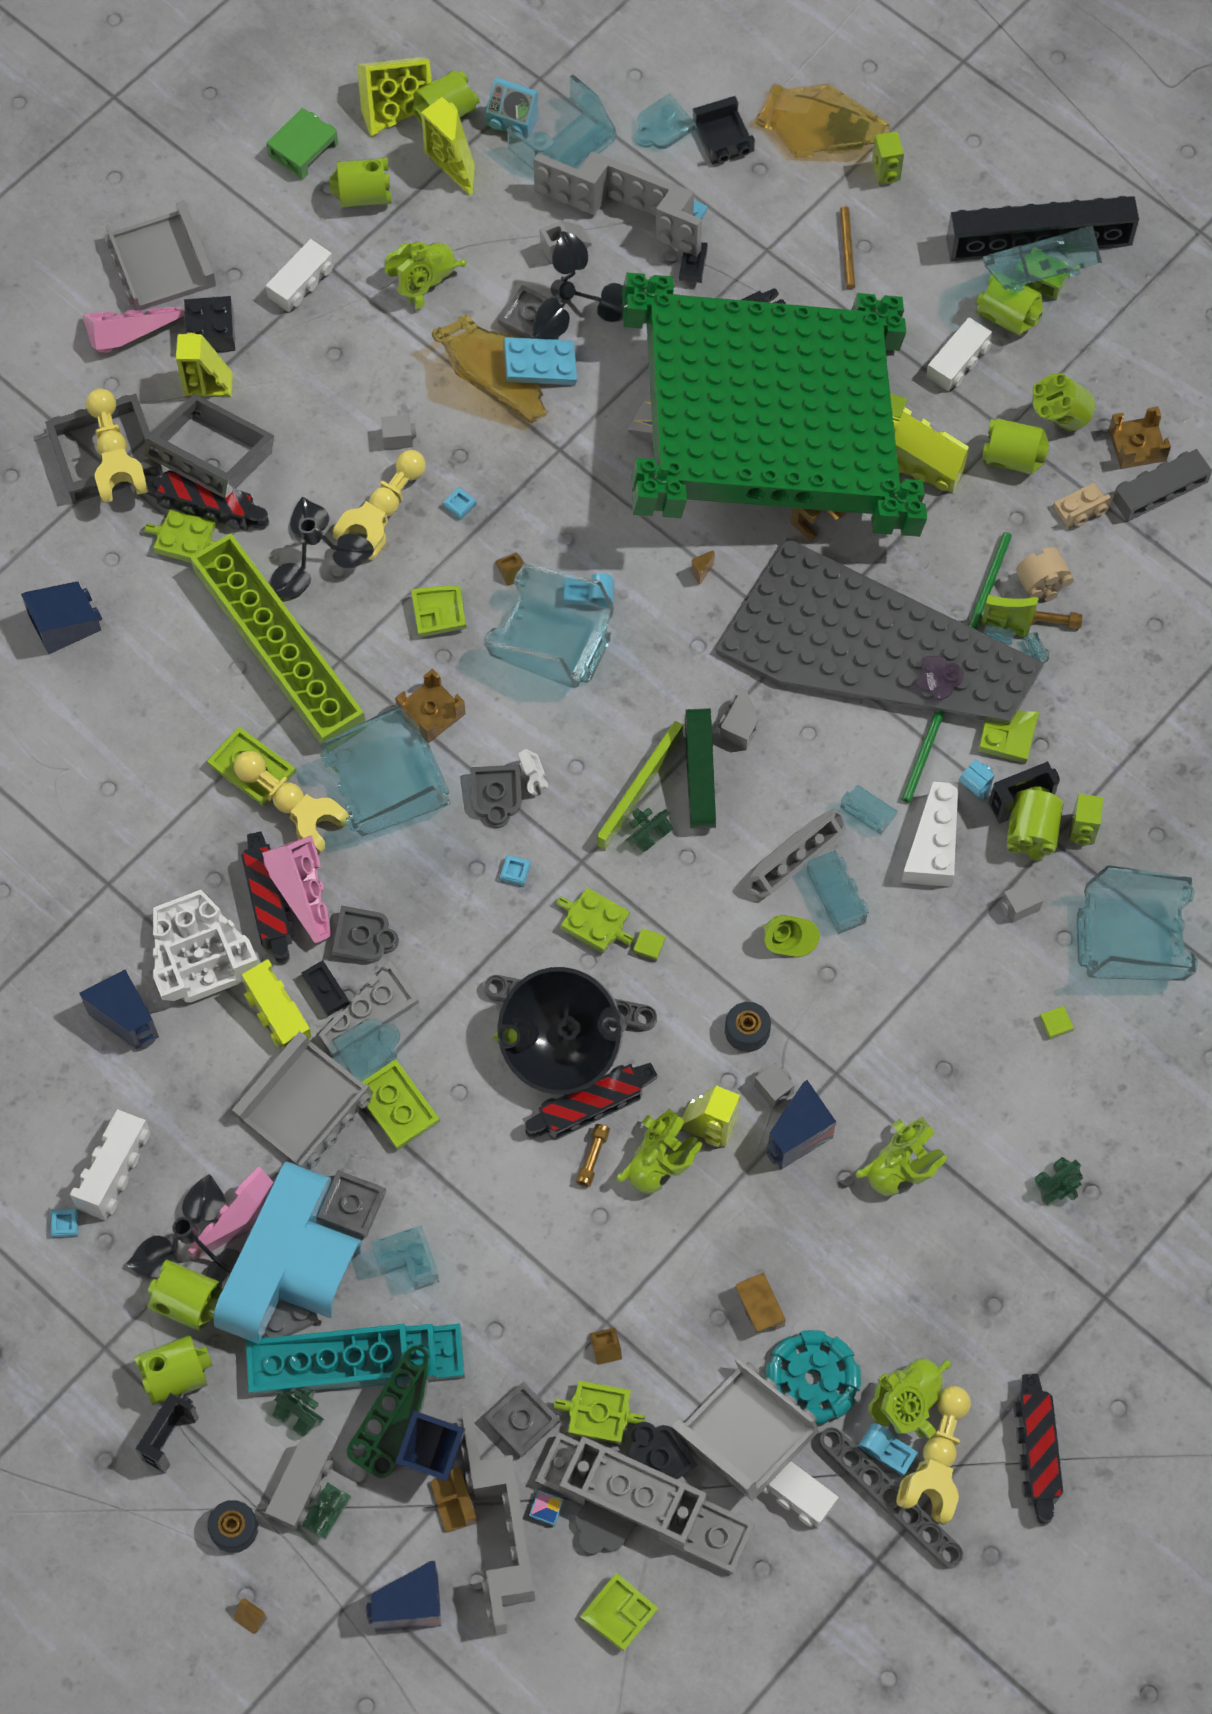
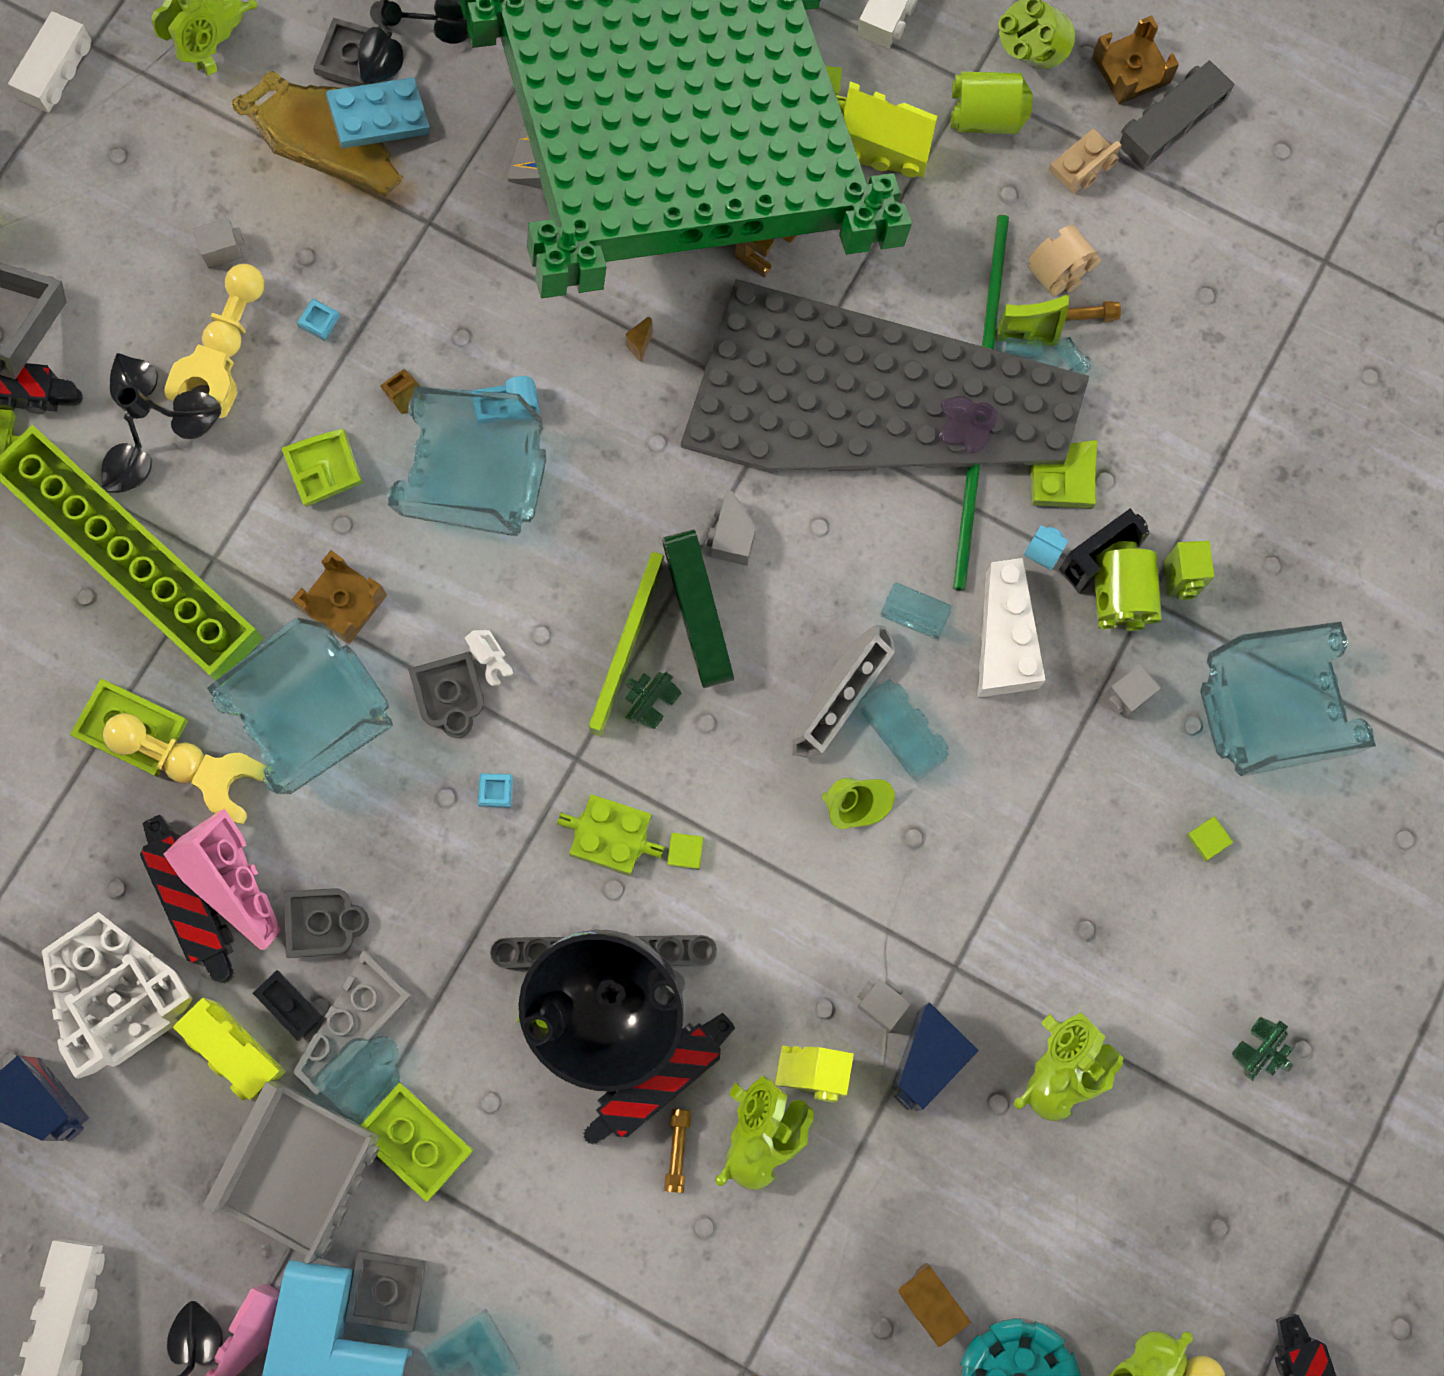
camera: 15 degrees left, 10 degrees up
(750, 1035) = (826, 944): black wheel -> none

